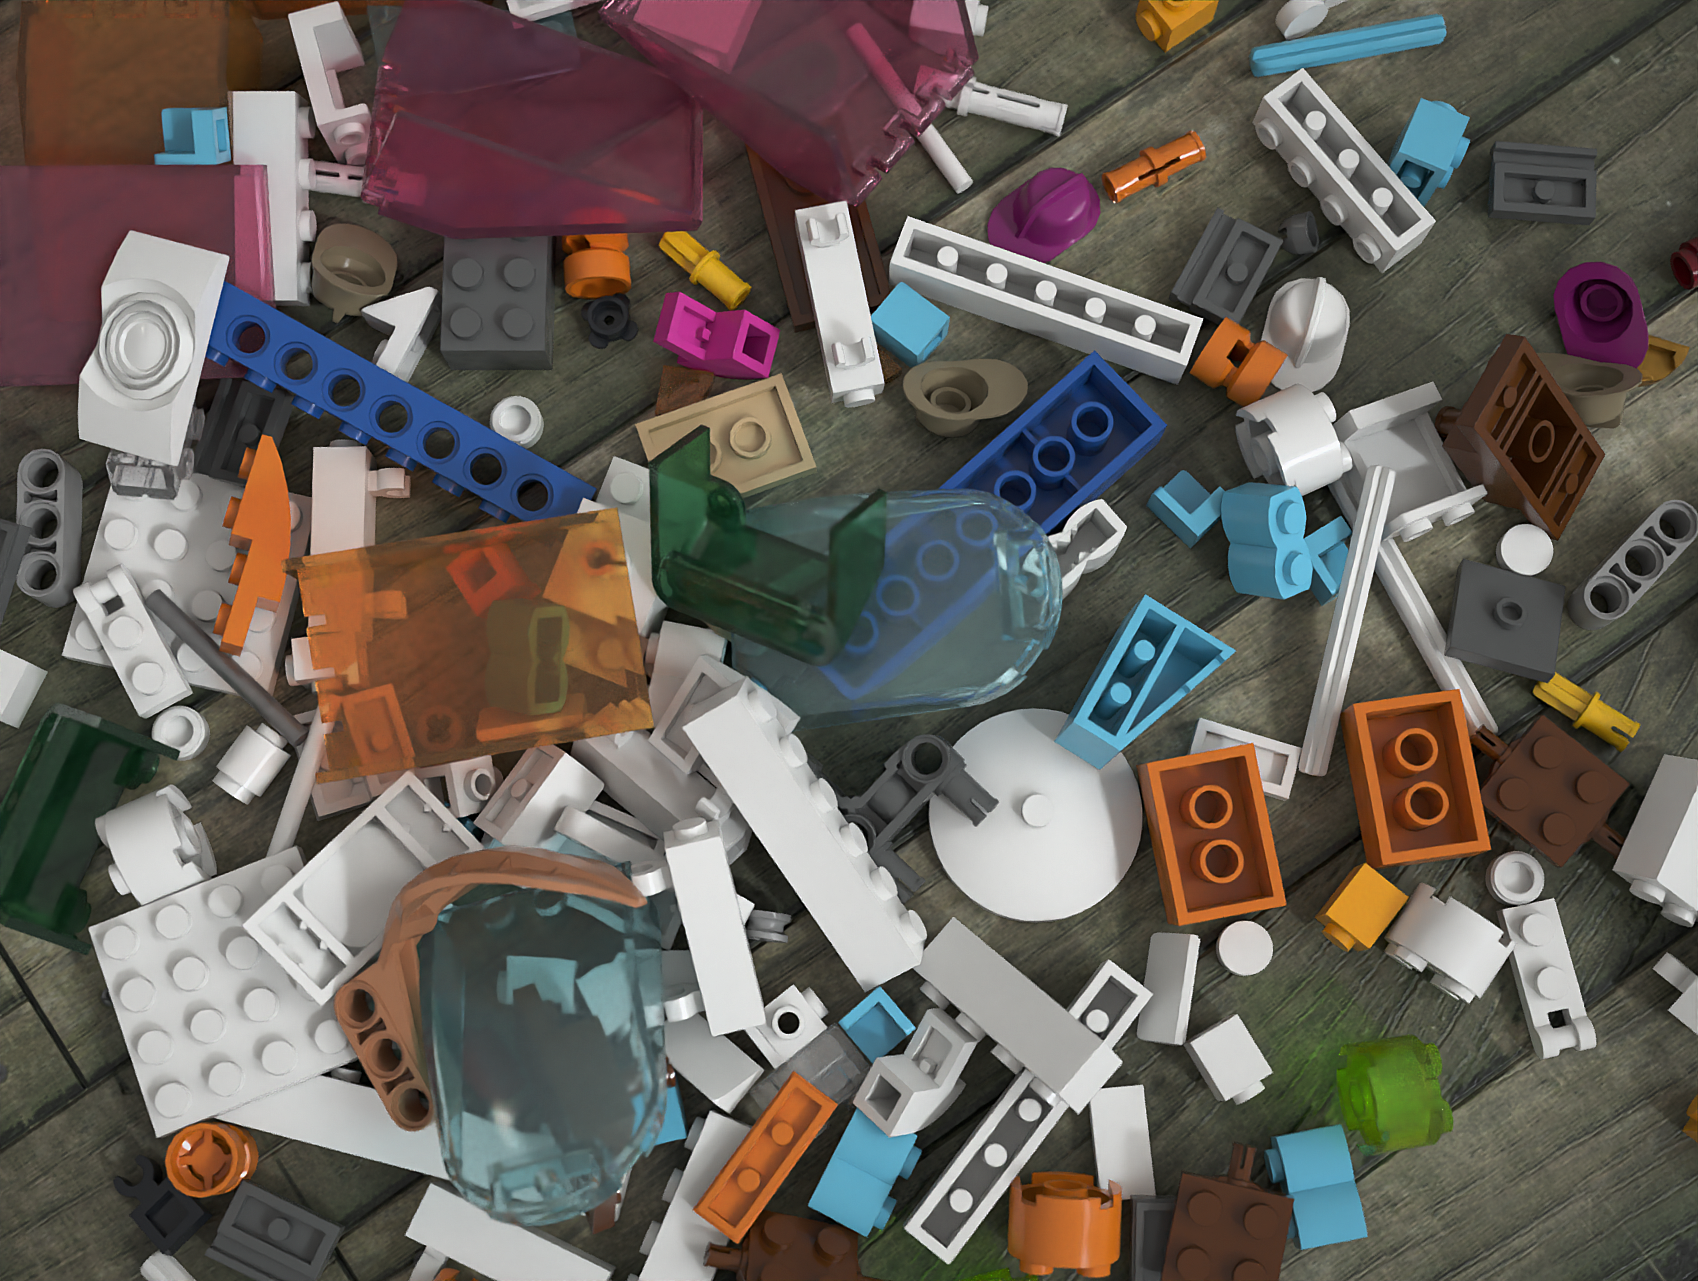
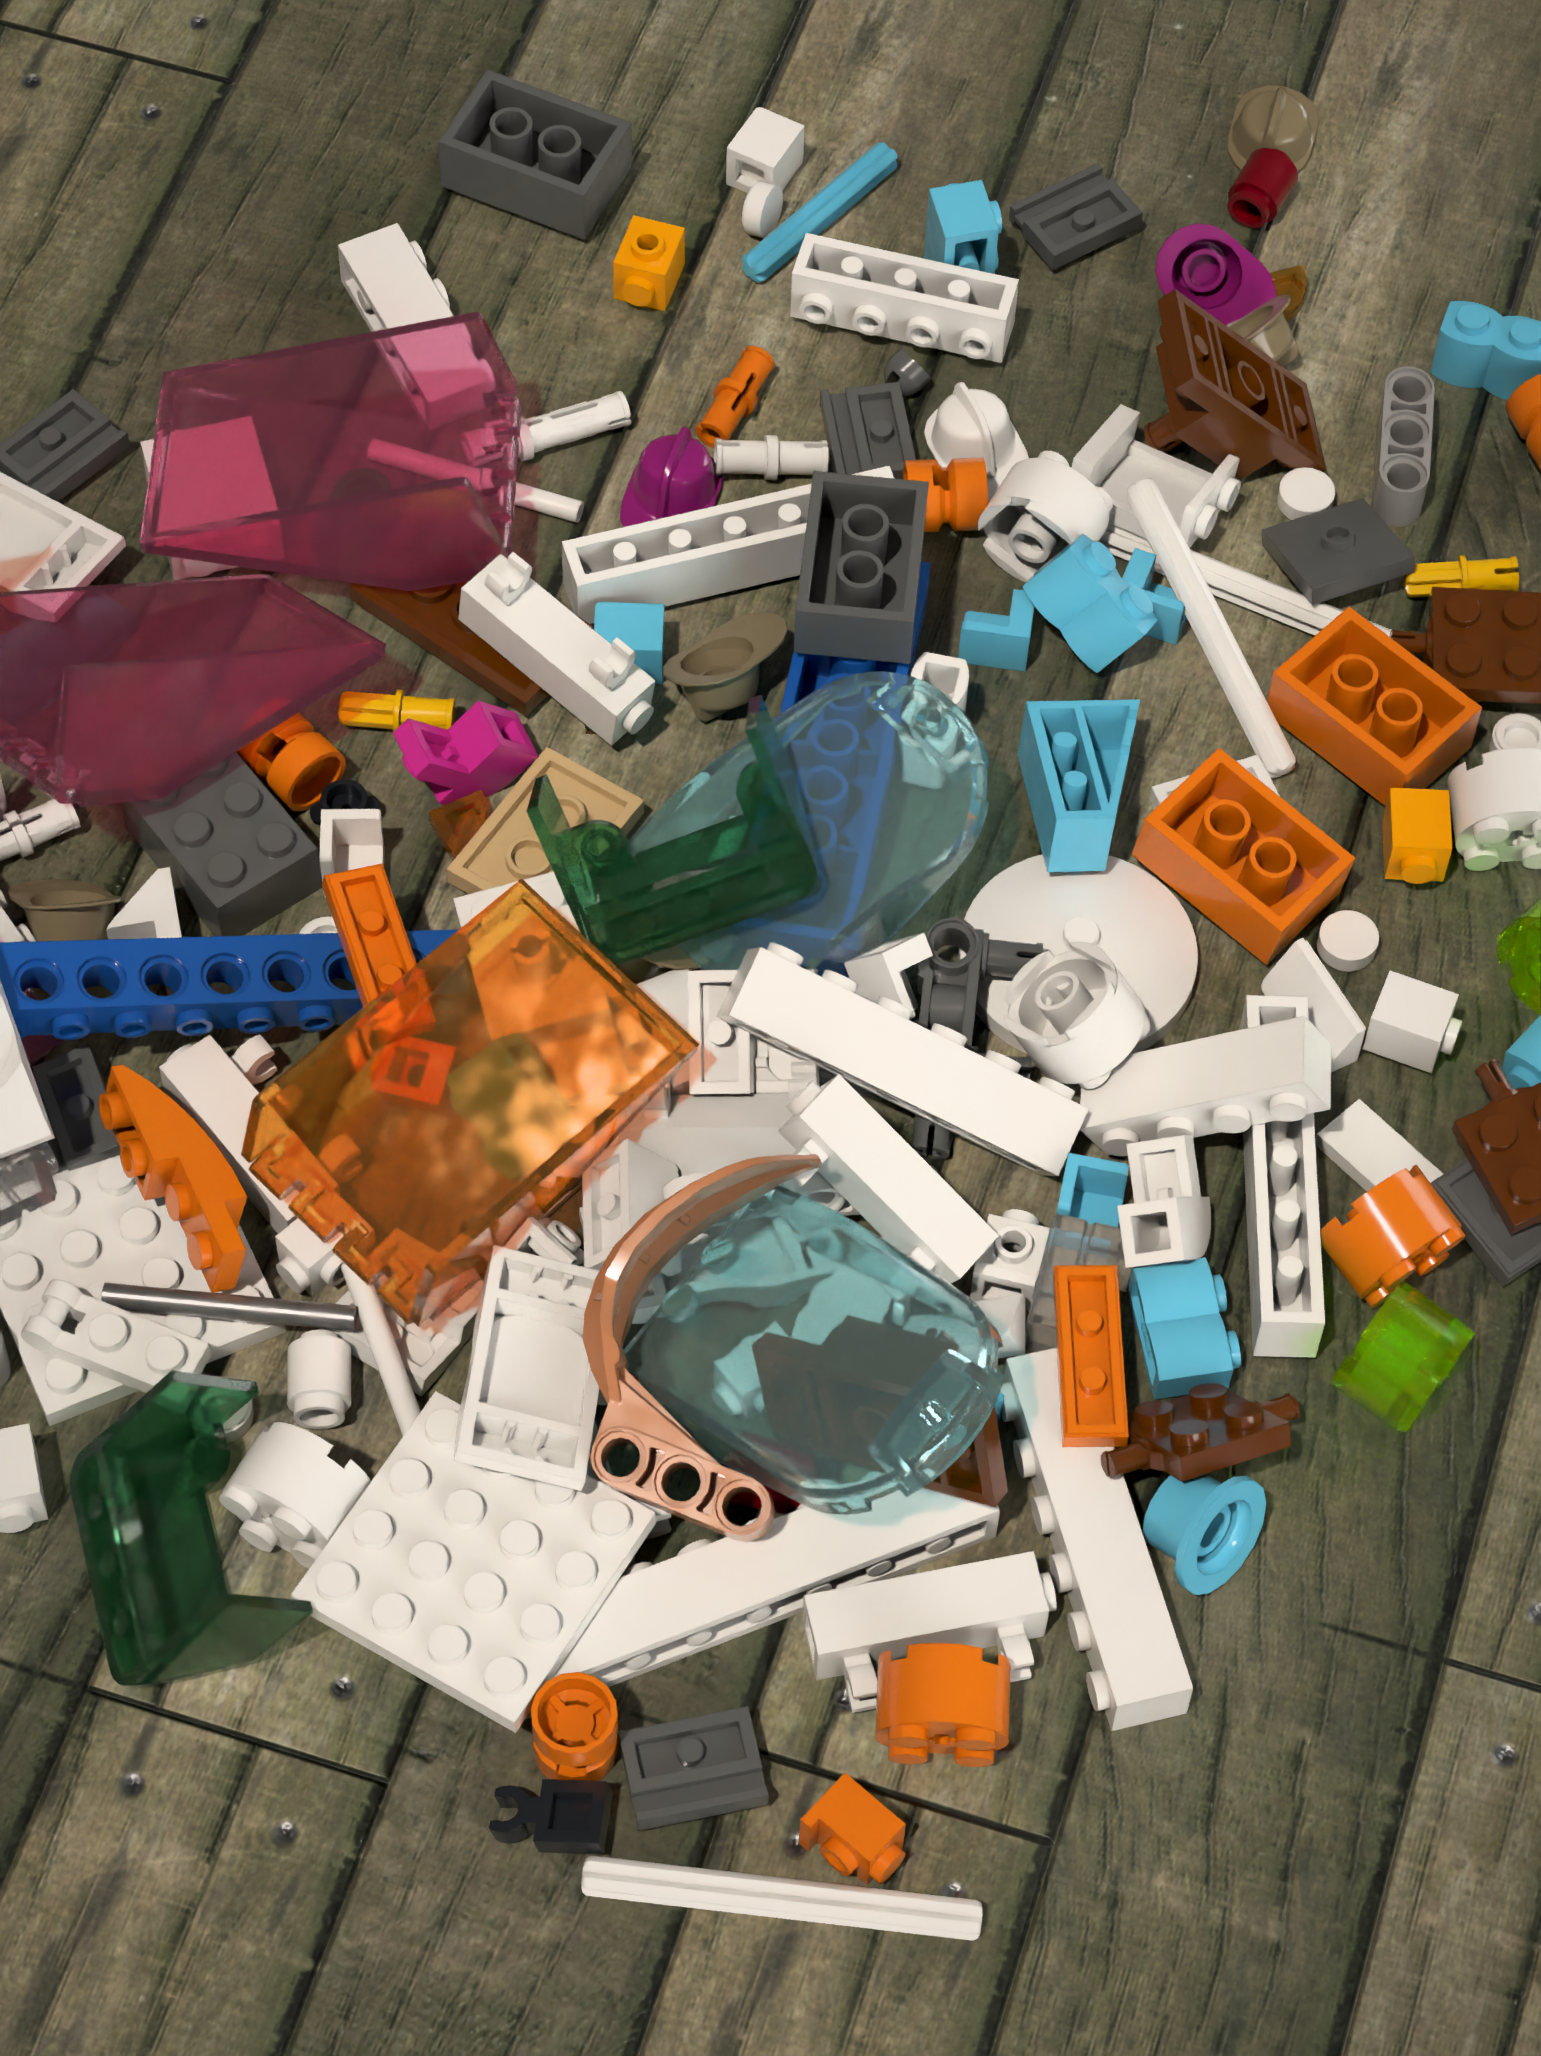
camera: 40 degrees left, 20 degrees down
(517, 460) = (369, 928): none -> orange tile
(579, 364) = (350, 840): none -> white panel
(859, 750) = (882, 970): none -> white panel
(966, 885) = (1075, 1014): none -> white brick
(1096, 402) = (861, 567): none -> dark grey brick
(1137, 238) = (770, 457): none -> white pin

